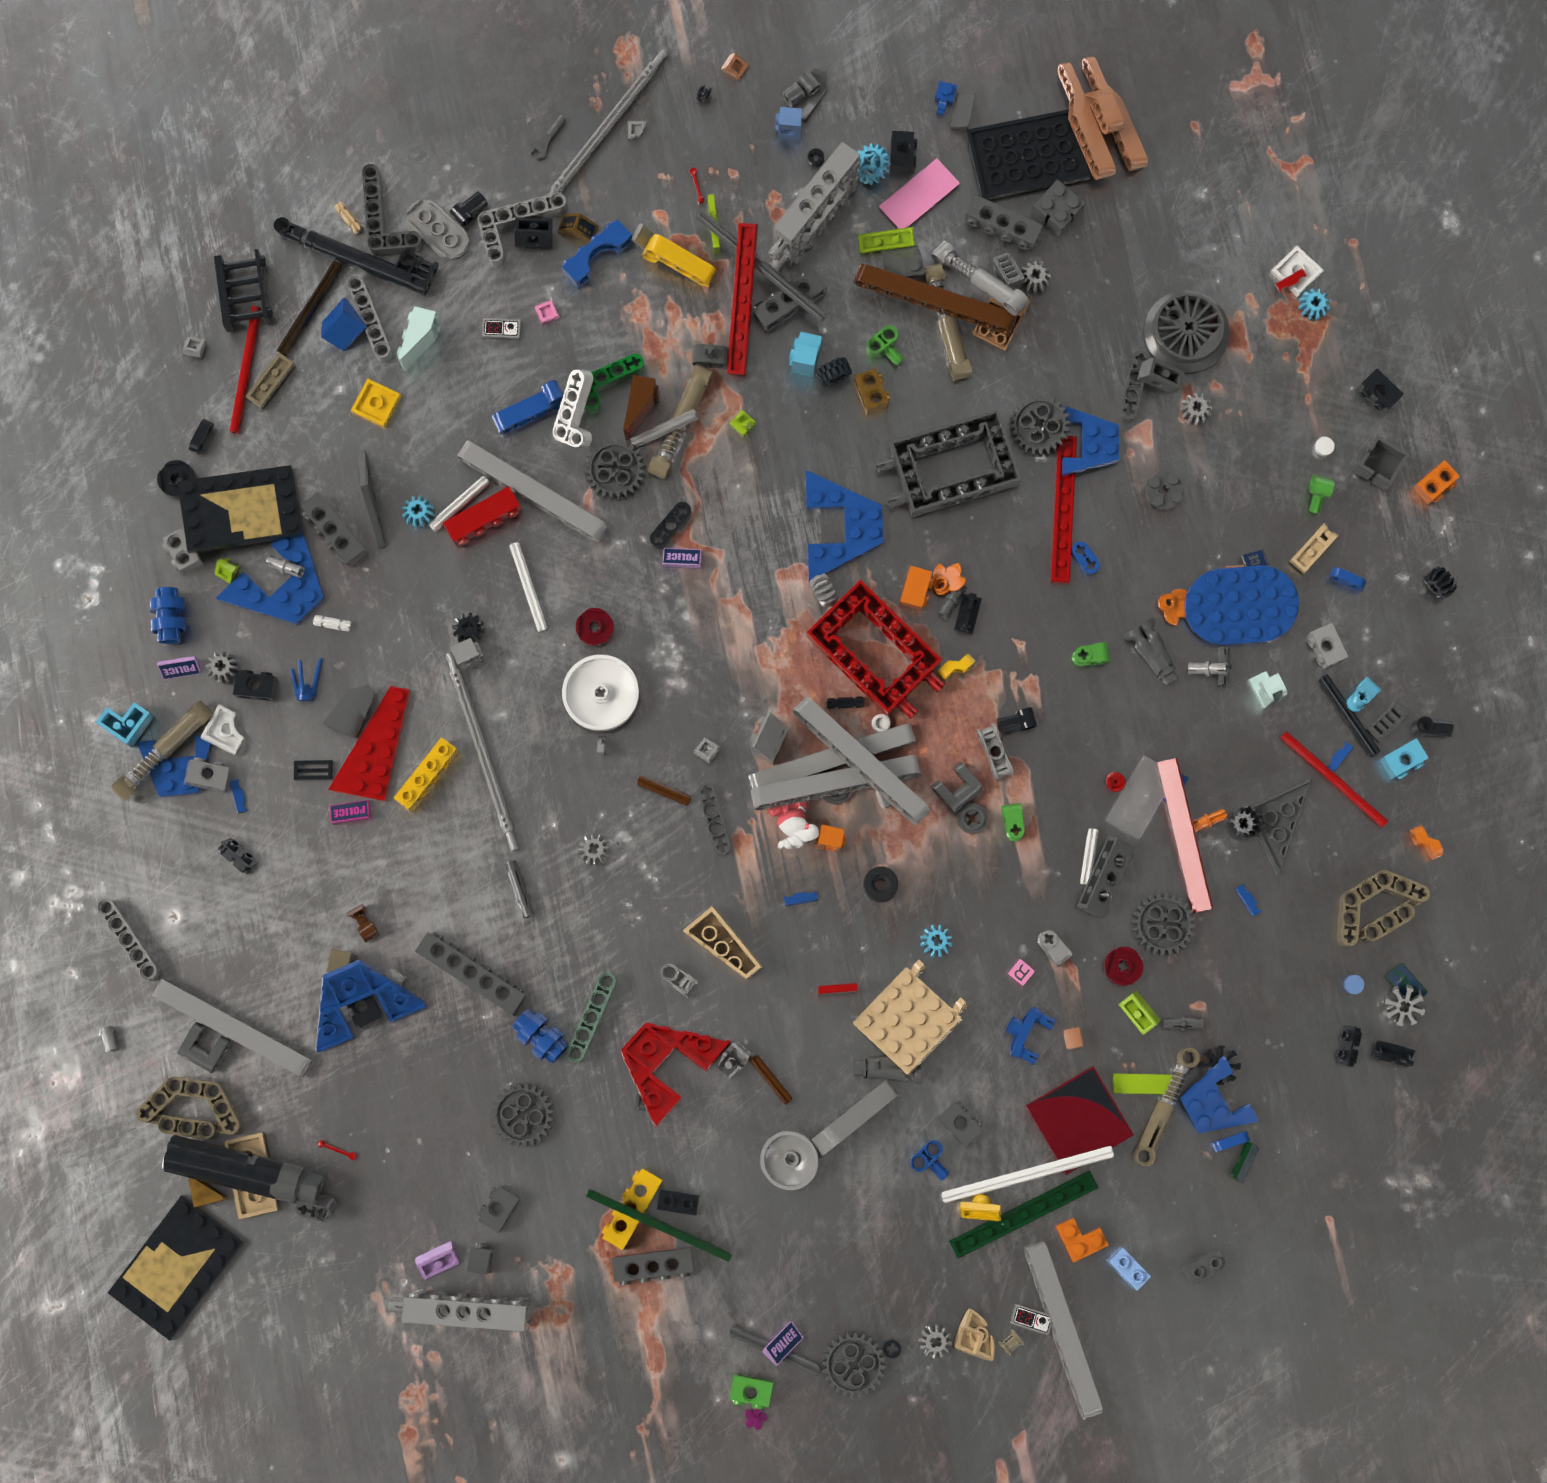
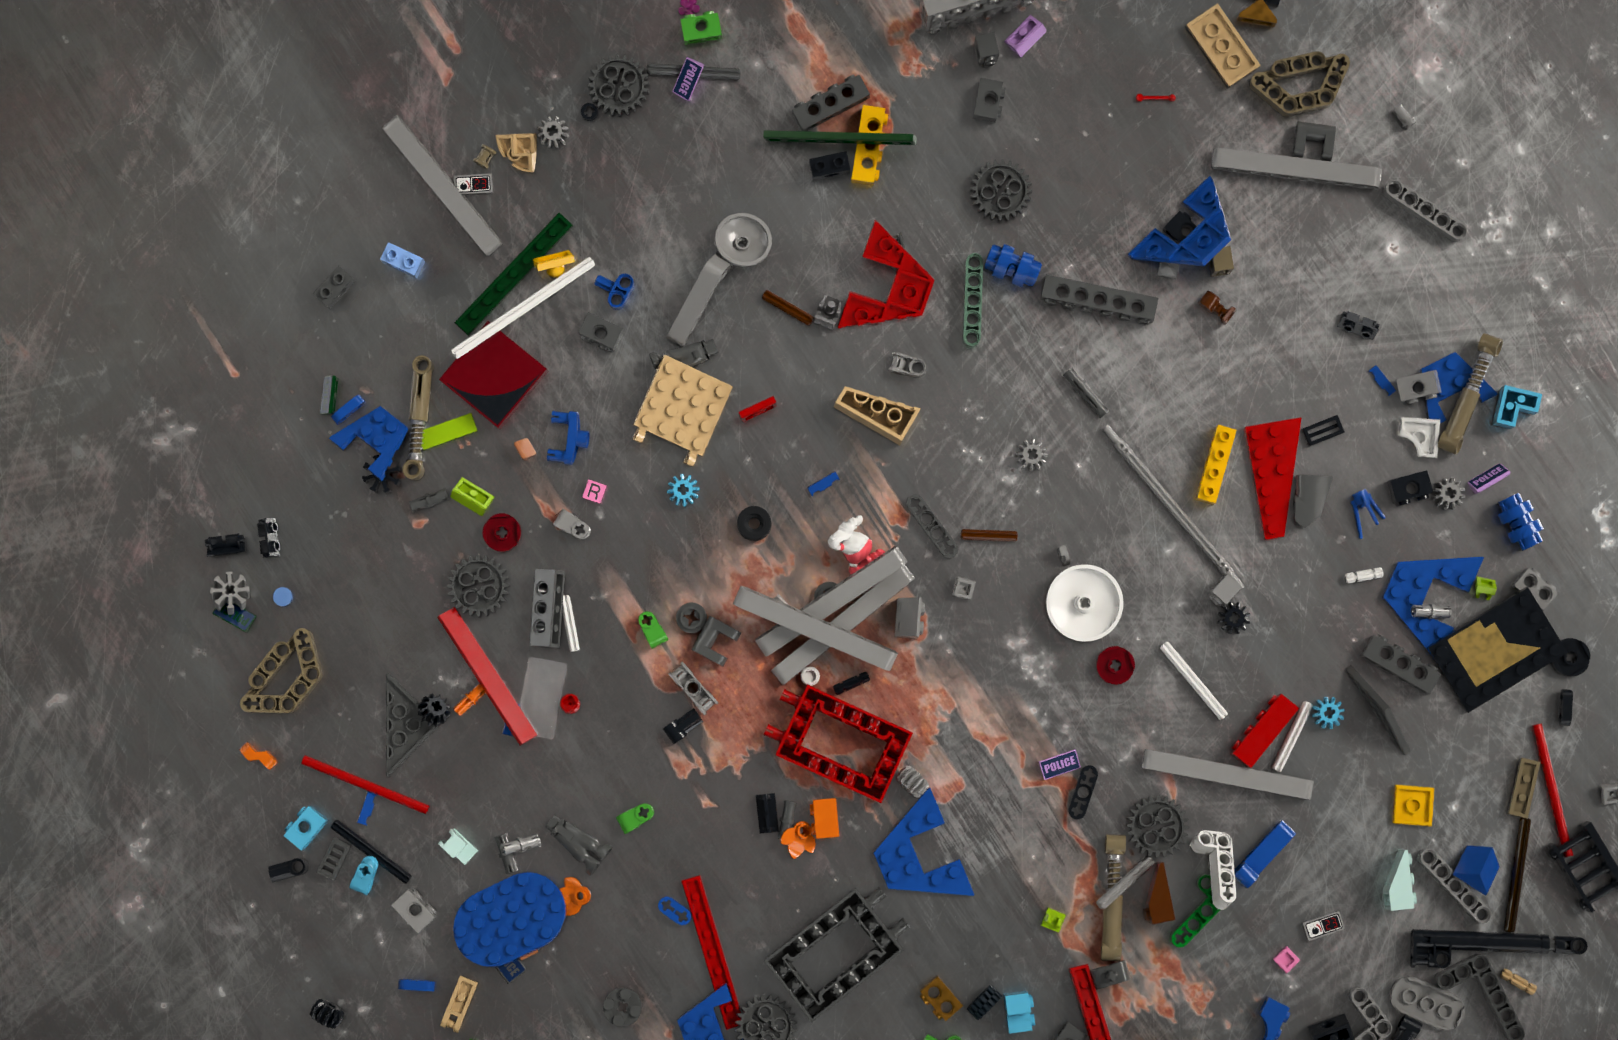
camera: 160 degrees right, 5 degrees up
(249, 1174) = (1223, 43): black piece -> none
(350, 812) = (1272, 404): slope -> none
(830, 838) = (816, 546): orange brick -> none
(956, 666) = (754, 759): yellow piece -> none
(1080, 1245) = (454, 265): orange plate -> none
(1248, 900) = (407, 639): blue piece -> none

